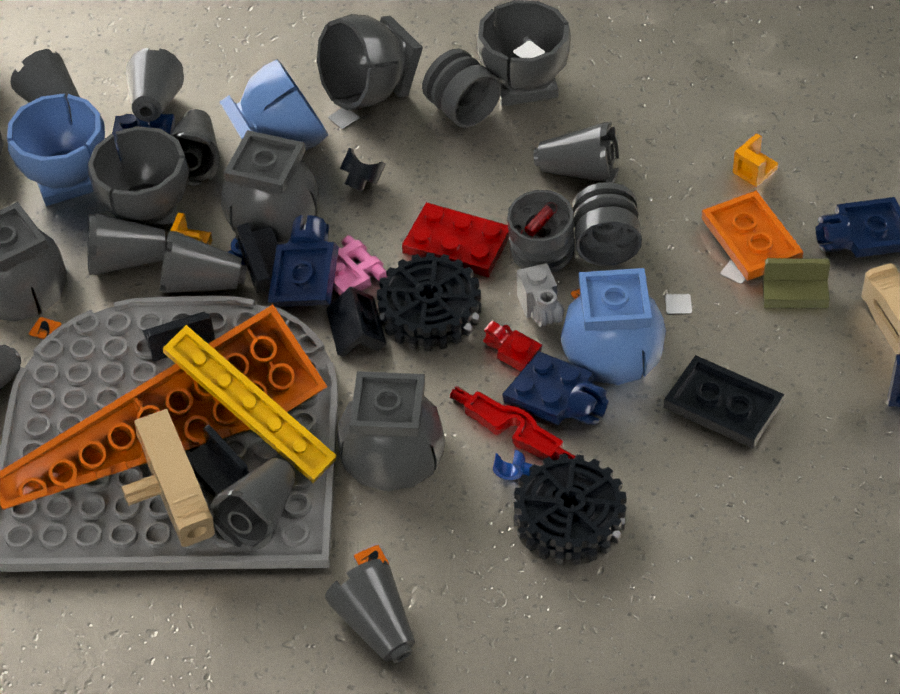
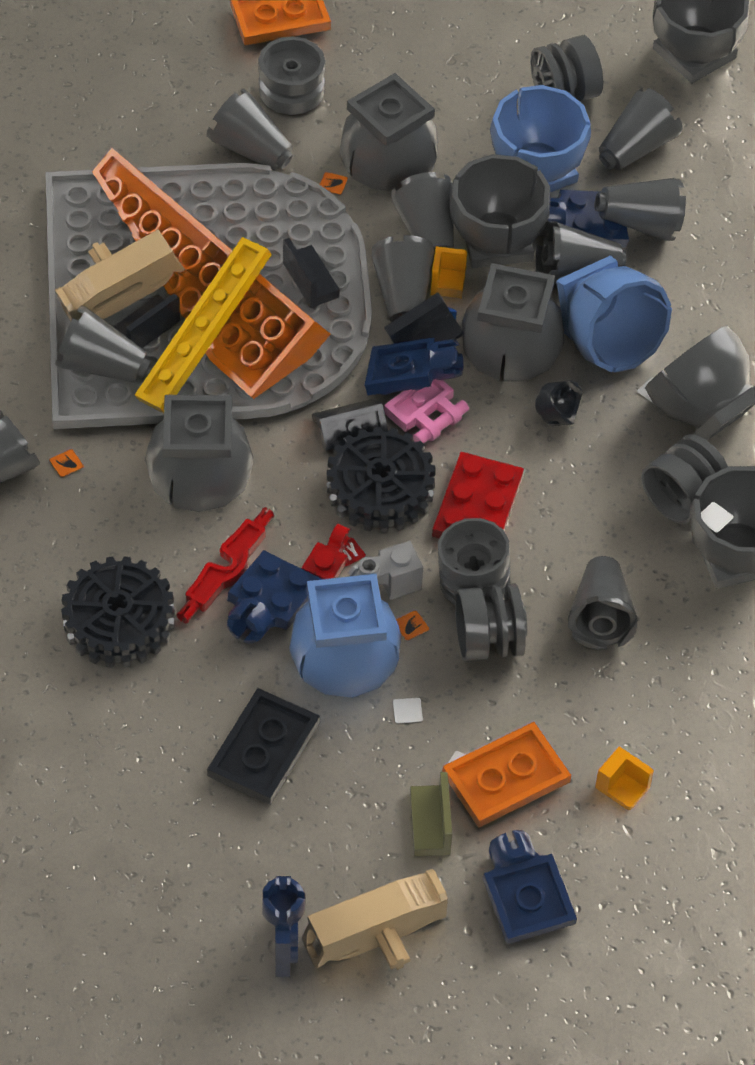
camera: 80 degrees right, 5 degrees up
(512, 470) = (172, 564): blue piece -> none
(539, 220) = (473, 551): red piece -> none

